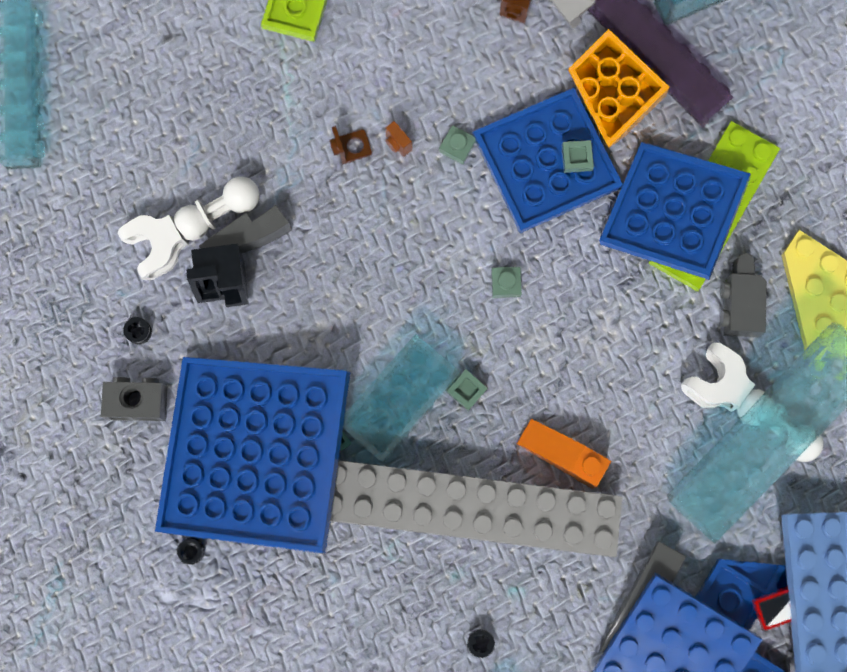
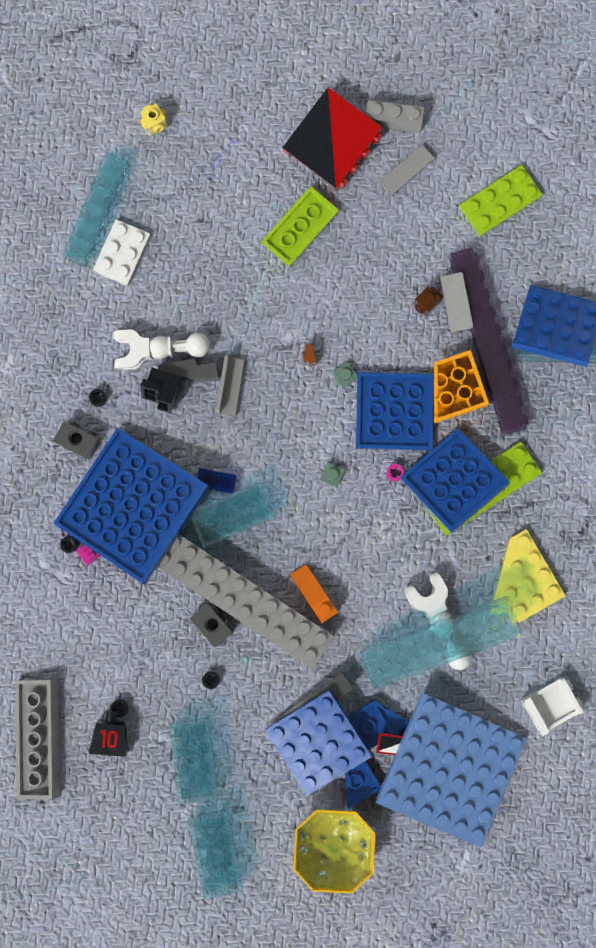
camera: 25 degrees right, 5 degrees up
(80, 125) = (121, 252): none -> white plate
(224, 551) = (87, 554): none -> dark pink tile
(311, 231) = (230, 386): none -> light grey panel
(339, 145) = (273, 340): reddish brown bracket -> none
(359, 362) = (218, 480): none -> clear blue plate
(464, 564) = (201, 620): none -> dark grey brick
(467, 390) = (275, 528): sand green plate -> none
(577, 156) = (412, 419): sand green plate -> none
(581, 234) = (392, 467): none -> dark pink bush
(744, 300) = (469, 556): dark grey hinge -> none

